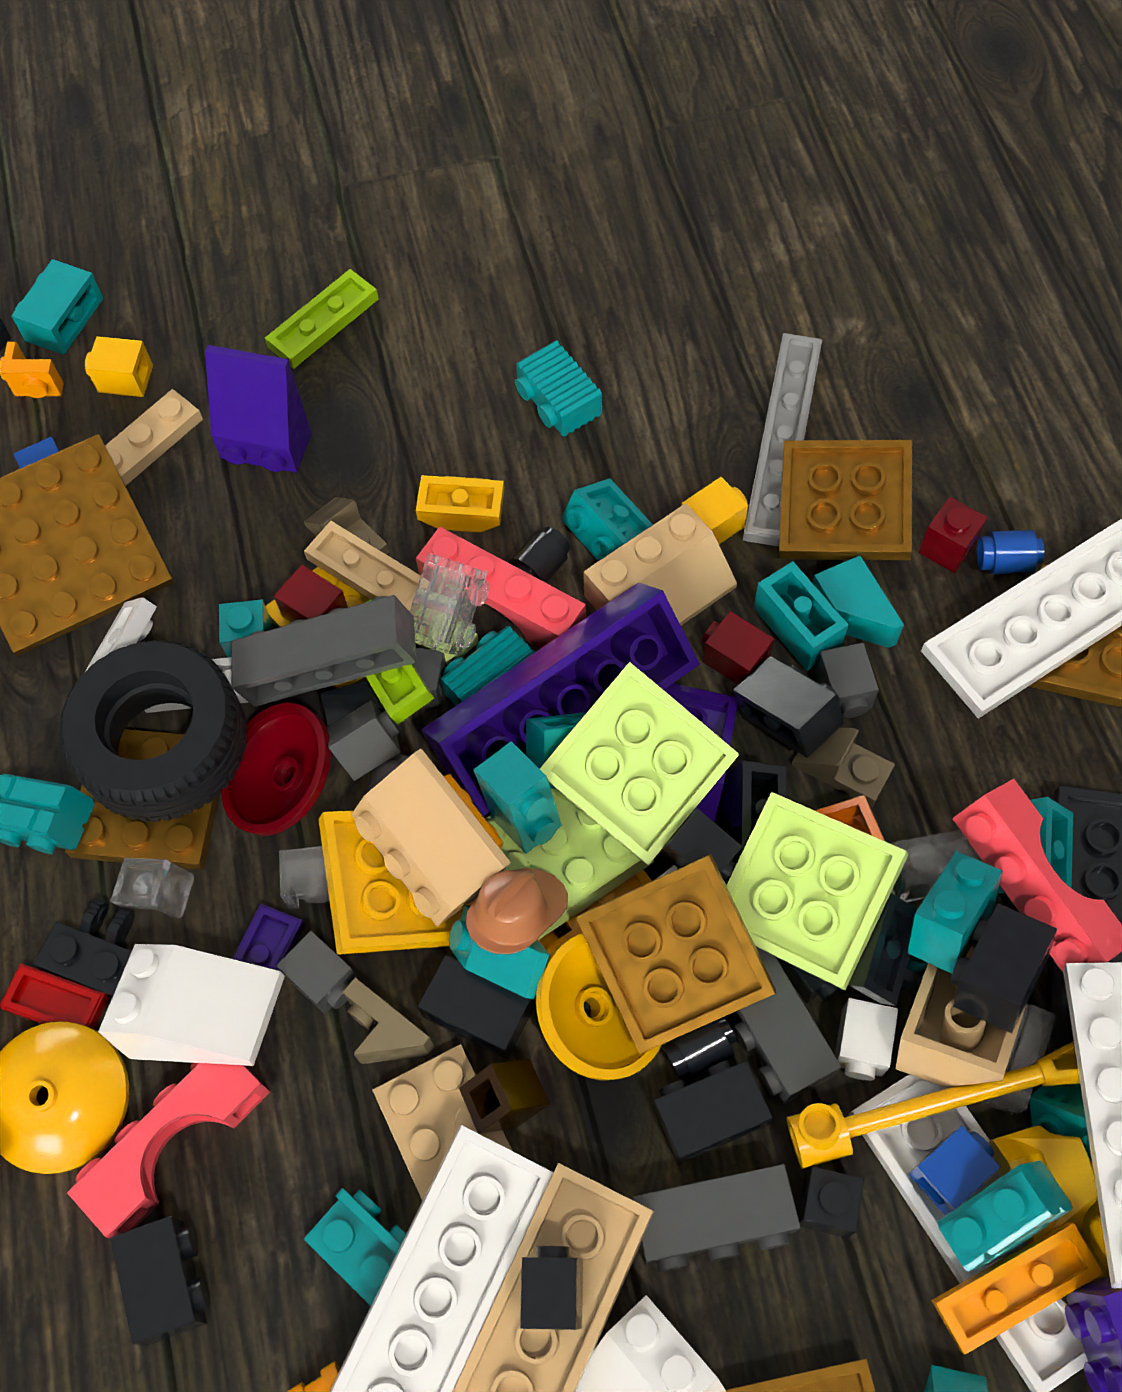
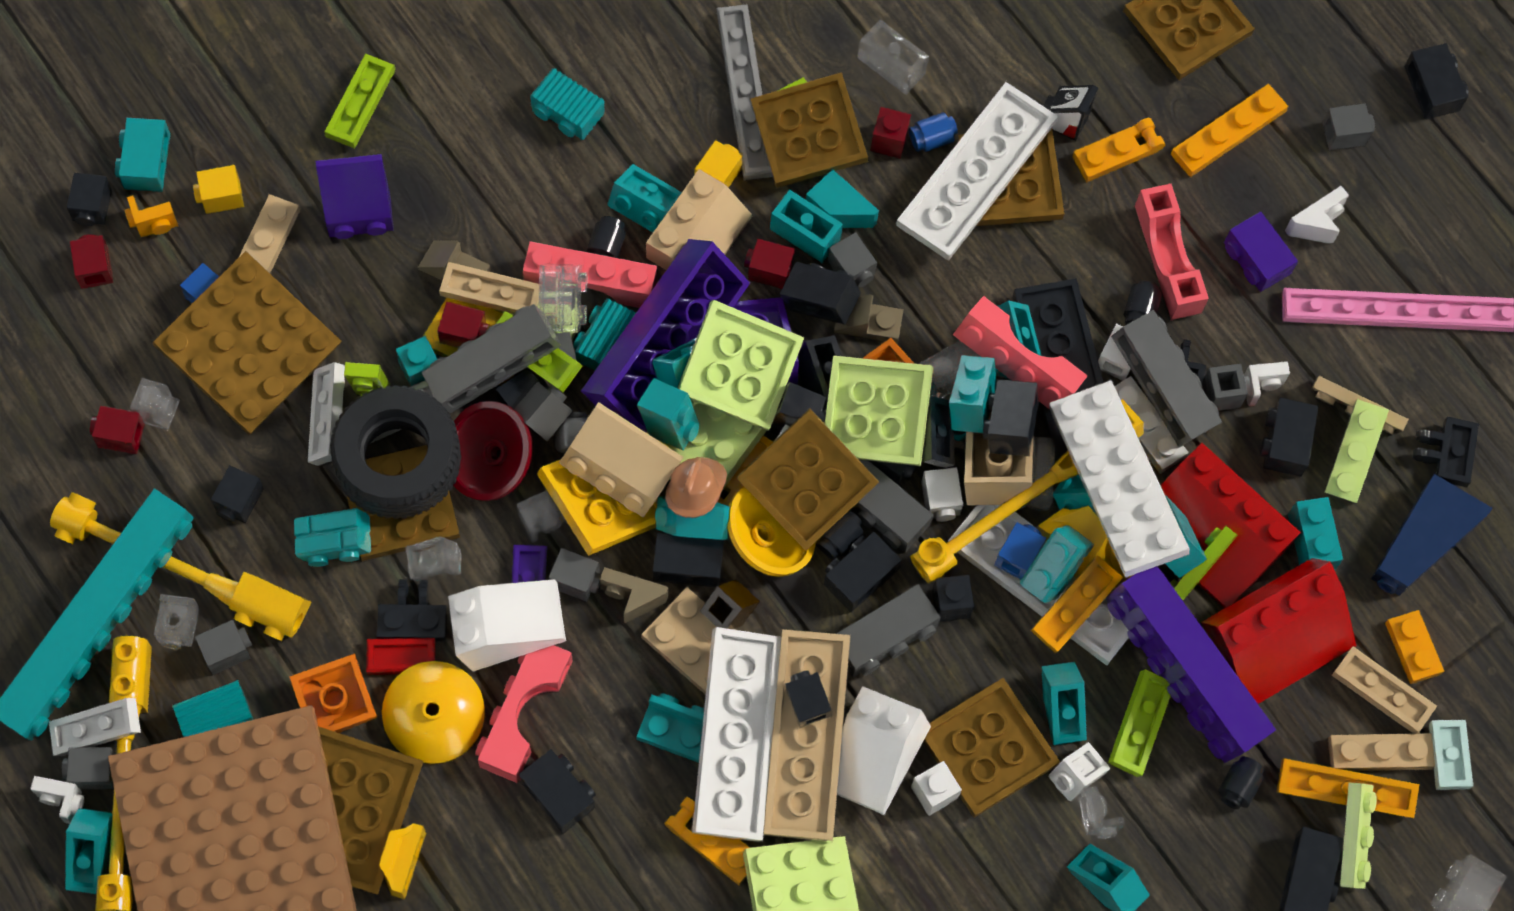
camera: 30 degrees left, 5 degrees up
(155, 622) = (365, 377): none -> lime plate
(460, 503) = (531, 215): yellow slope -> none
(986, 444) = (893, 56): none -> clear brick

